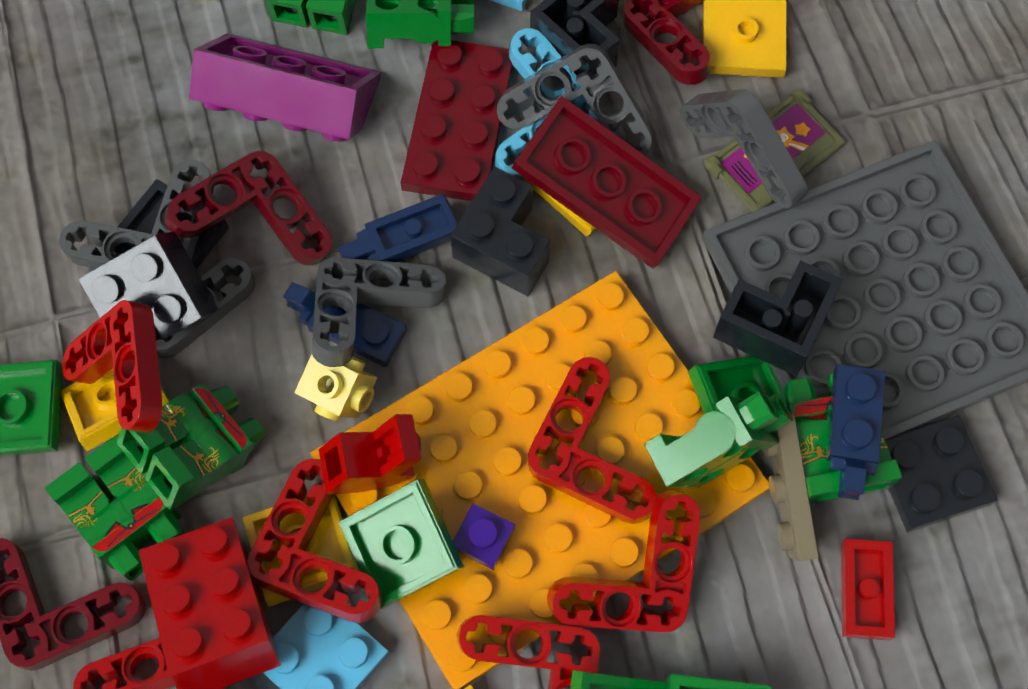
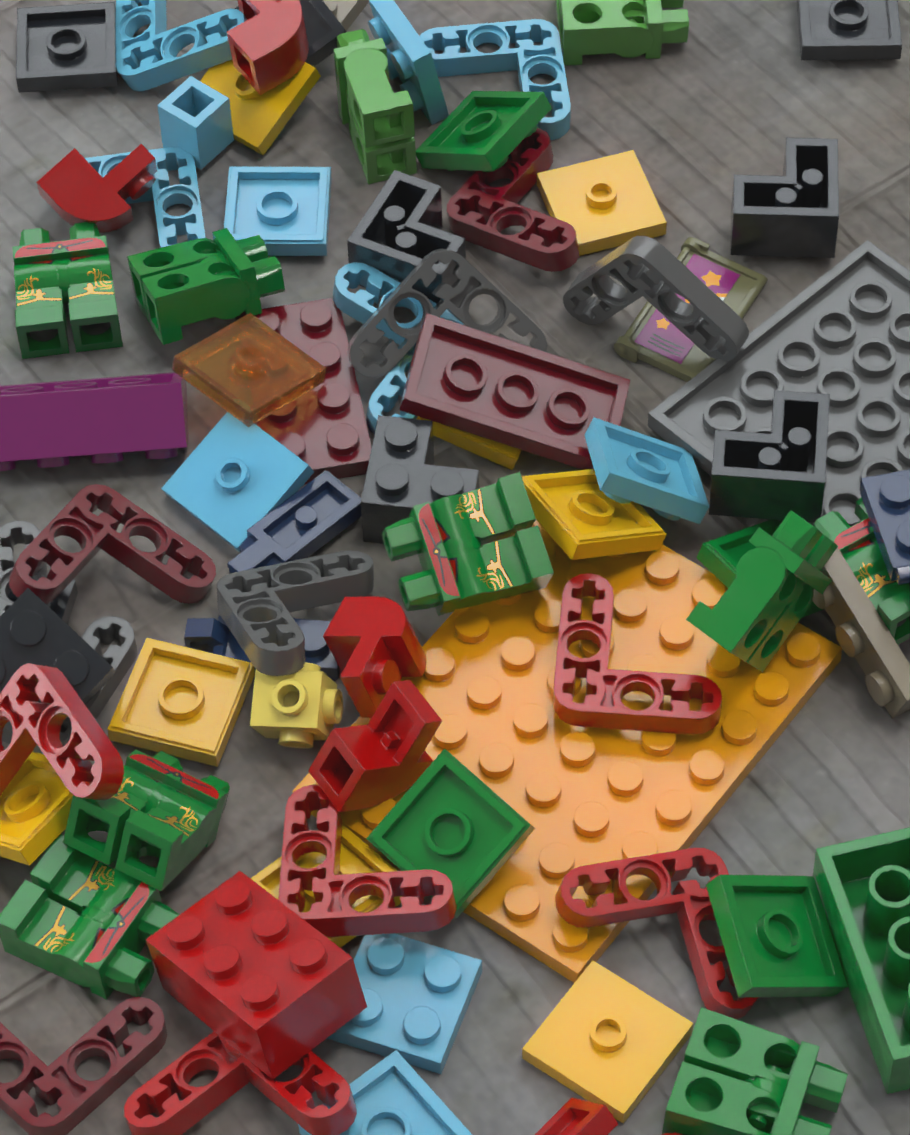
camera: 20 degrees left, 15 degrees down
(260, 347) = (181, 702): none -> yellow plate
(376, 176) = (236, 478): none -> medium azure plate
(415, 364) = (373, 649): none -> red brick
(416, 93) = (249, 369): none -> clear orange plate
(483, 536) = (542, 797): dark purple plate -> none
(499, 303) = (471, 548): none -> green hips
(619, 306) = (586, 519): none -> yellow plate
(654, 585) = (757, 783): red beam -> none
(678, 284) = (646, 471): none -> medium azure plate
(884, 96) = (792, 211): none -> black brick

